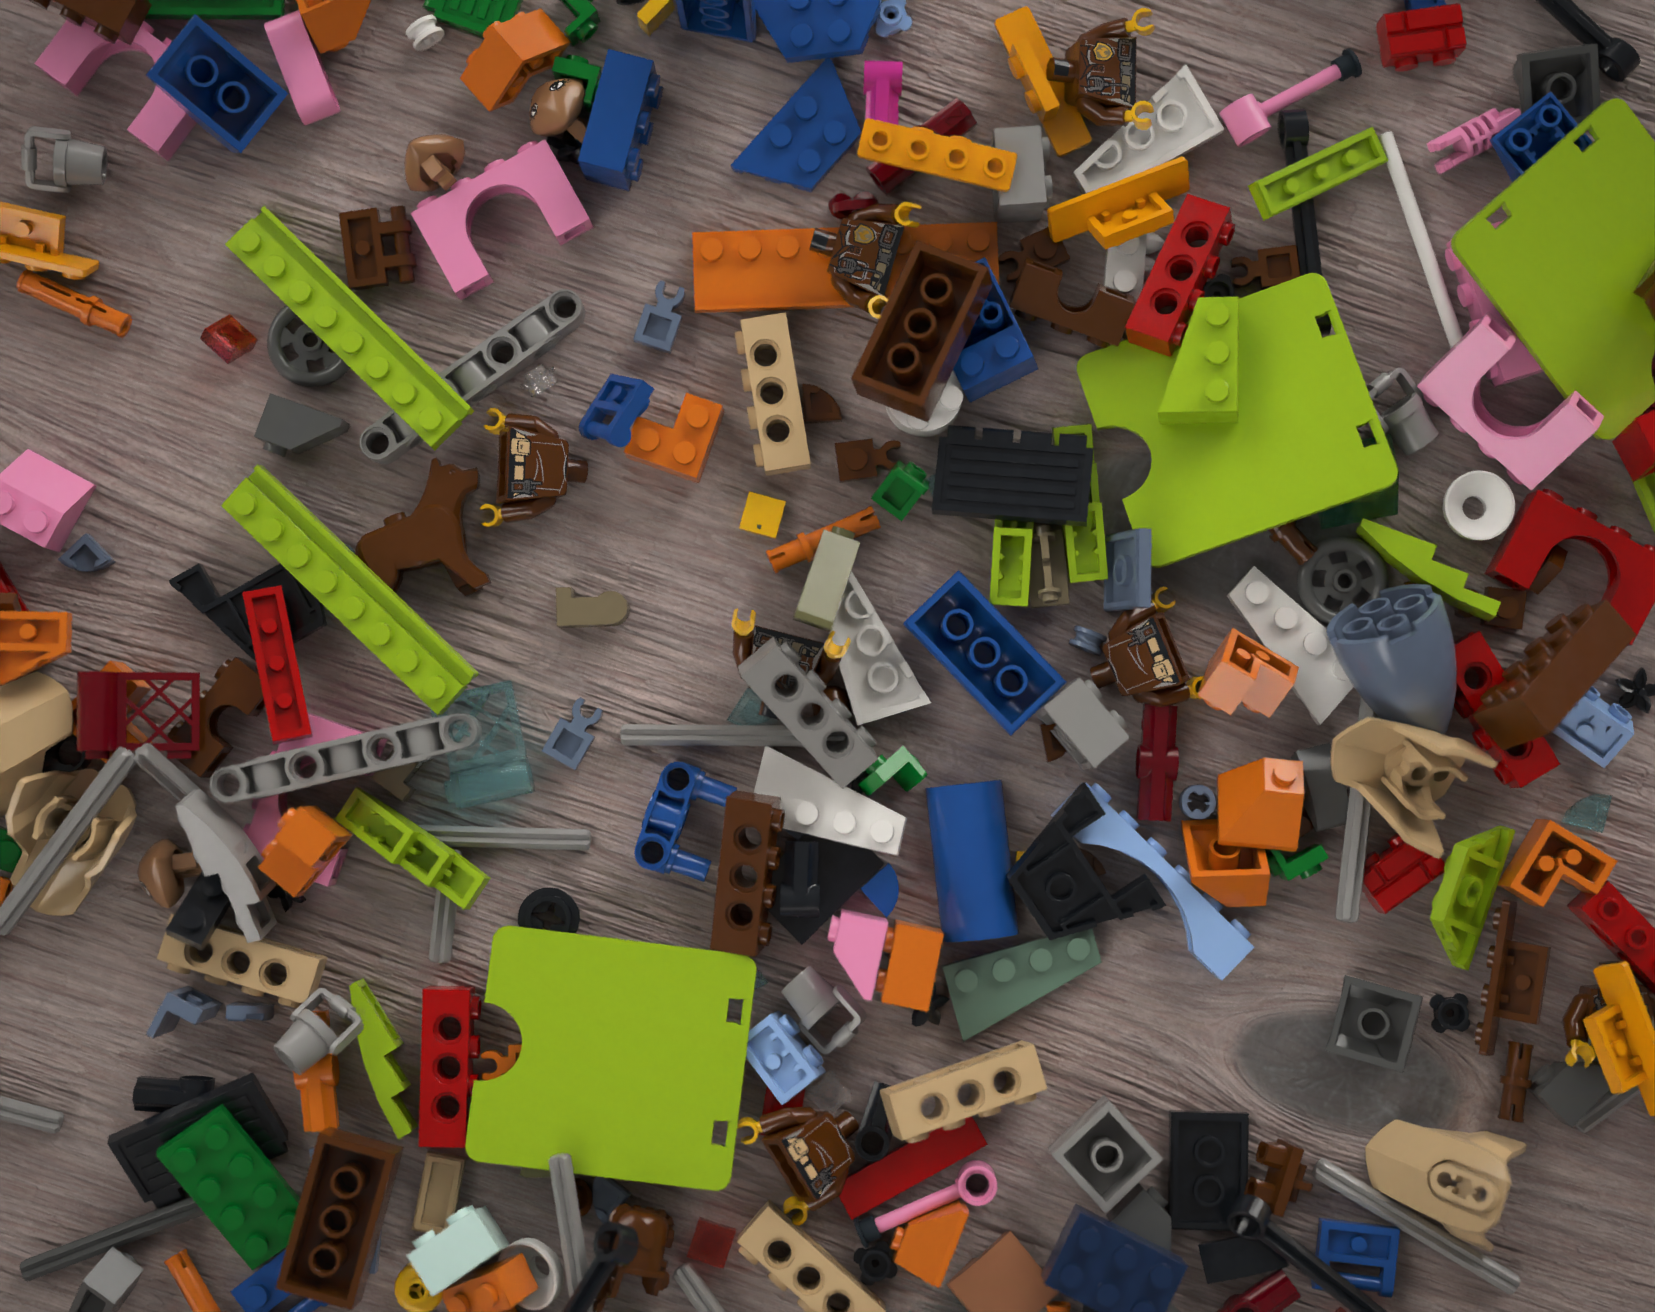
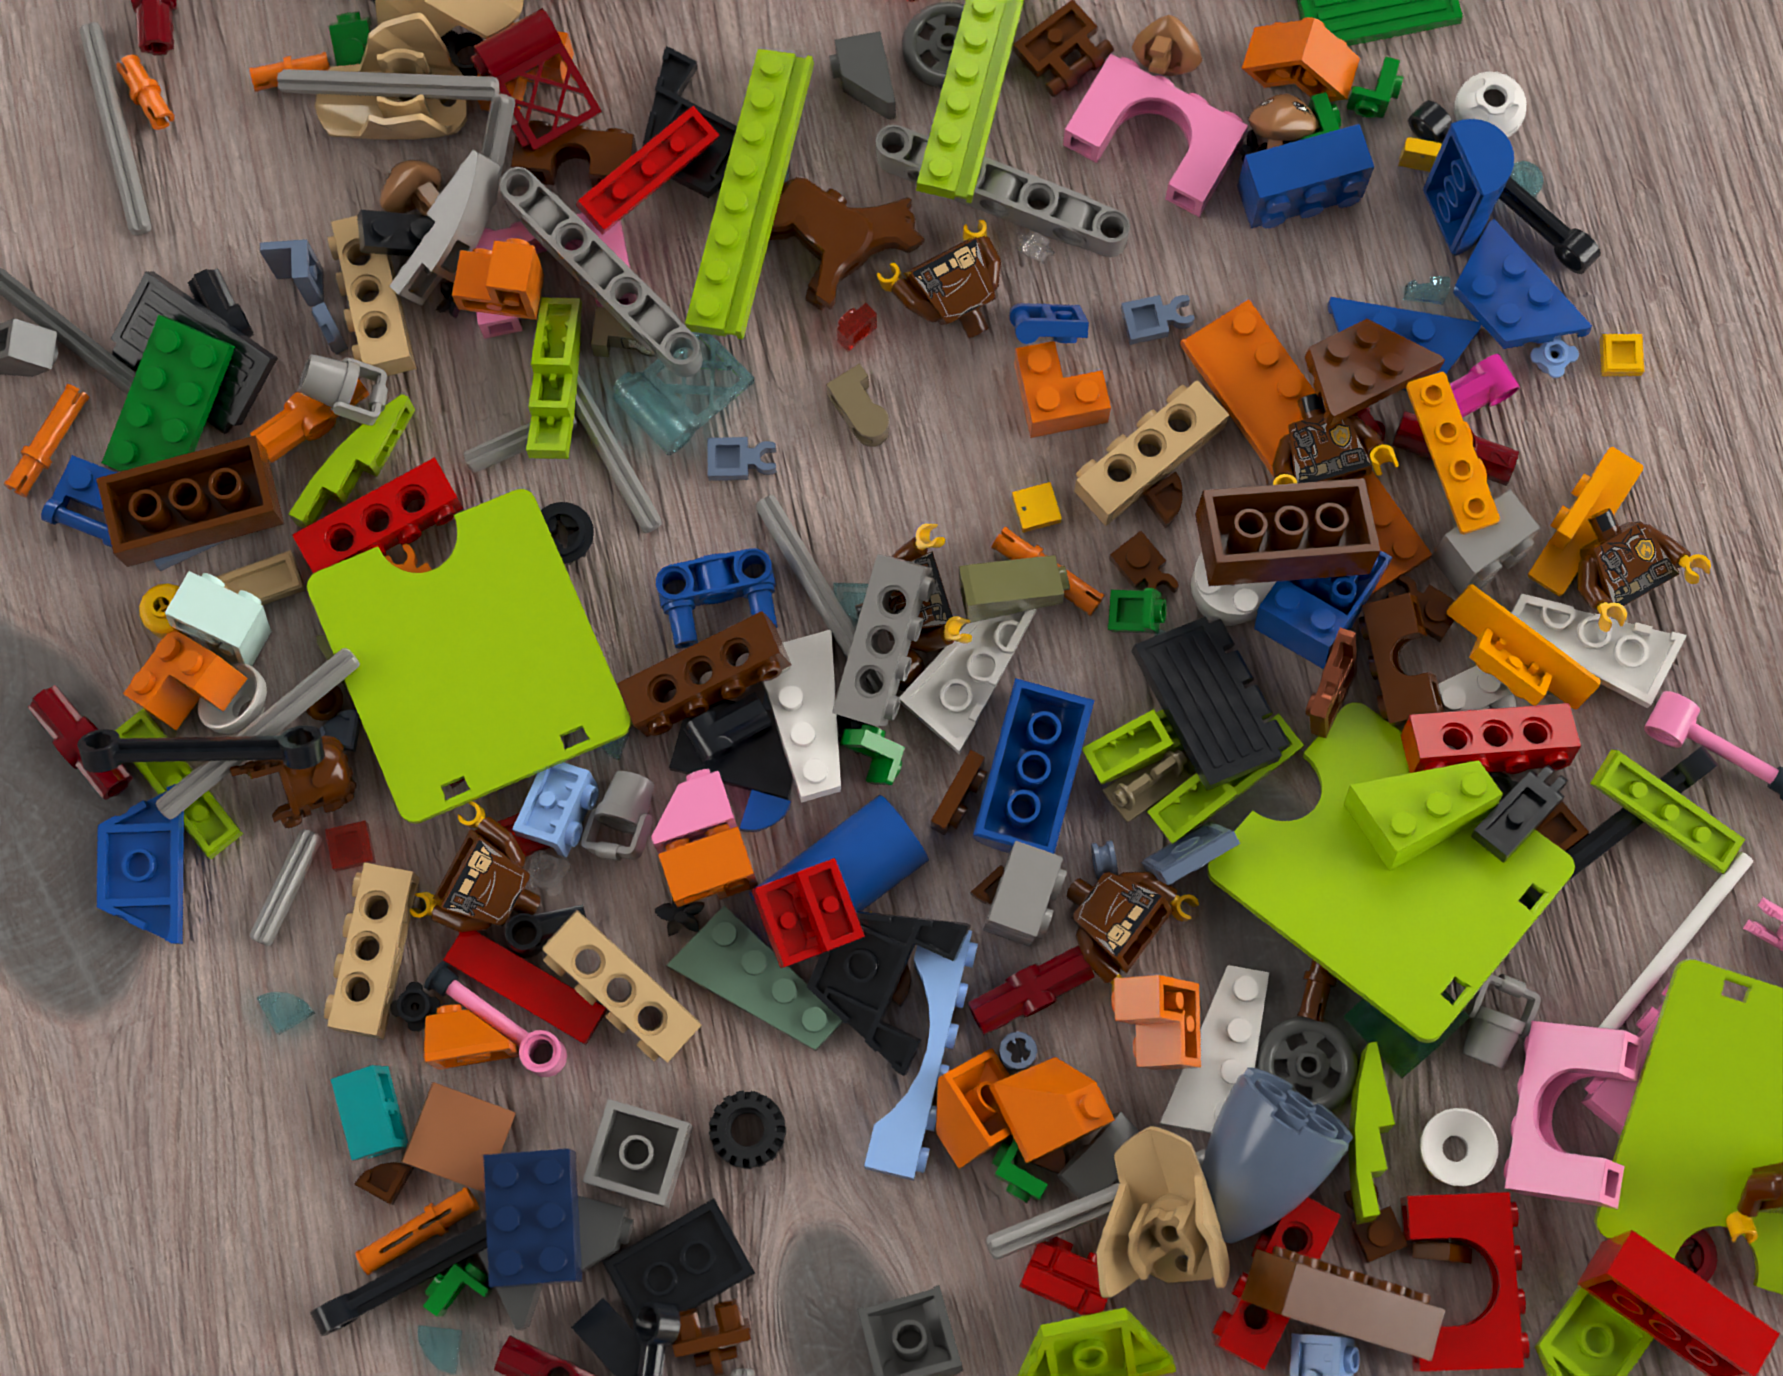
camera: 60 degrees right, 10 degrees down
(517, 570) = (856, 326): none -> clear red plate
(779, 76) = (1432, 292): none -> clear light blue tile
(815, 177) = (1365, 367): none -> reddish brown wing
(974, 737) = (951, 809): none -> reddish brown plate
(997, 907) = (807, 913): none -> red slope
(1053, 363) = (1334, 684): none -> copper wing
(1133, 1077) = (721, 1124): none -> black tyre
(1255, 290) = (1520, 813): none -> black hinge

